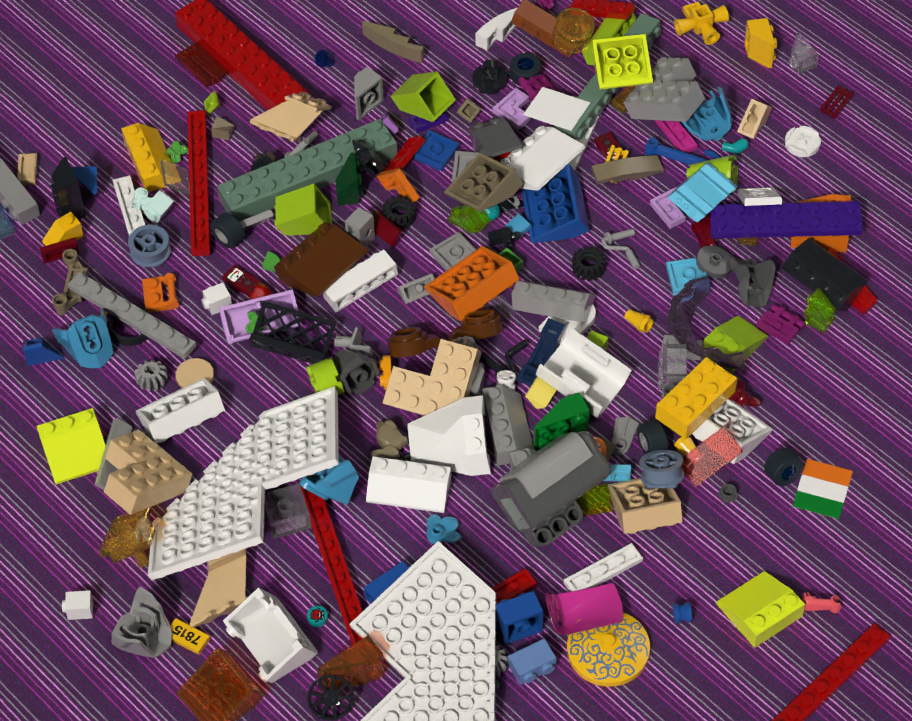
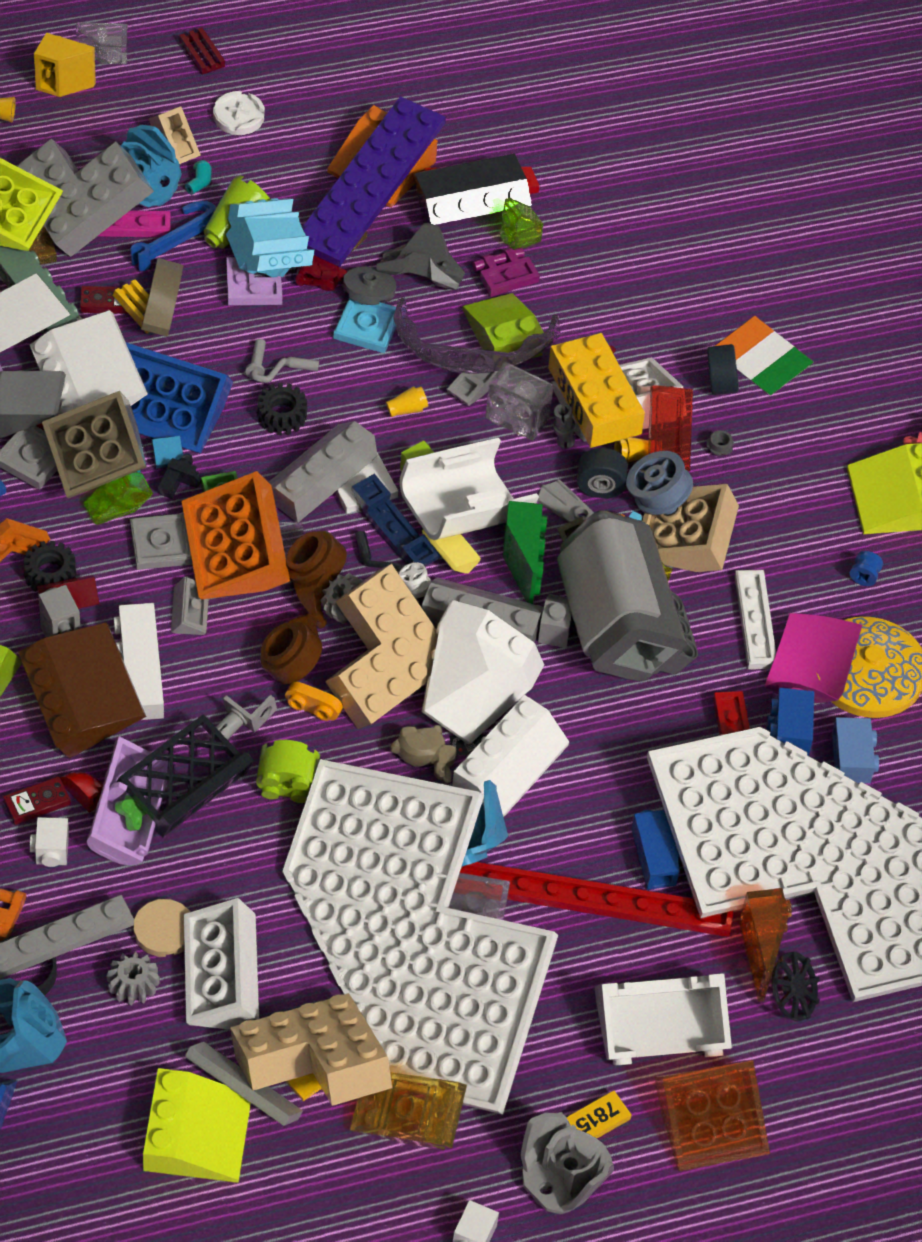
camera: 70 degrees left, 0 degrees up
(222, 589) = (563, 1047): tan piece -> none
(270, 261) = (29, 751): bright green tile -> none
(317, 616) = (651, 953): tile -> none
(355, 371) = (287, 723): dark grey cone -> none
(442, 529) = (598, 756): dark azure plate -> none
(759, 196) = (315, 185): white tile -> none

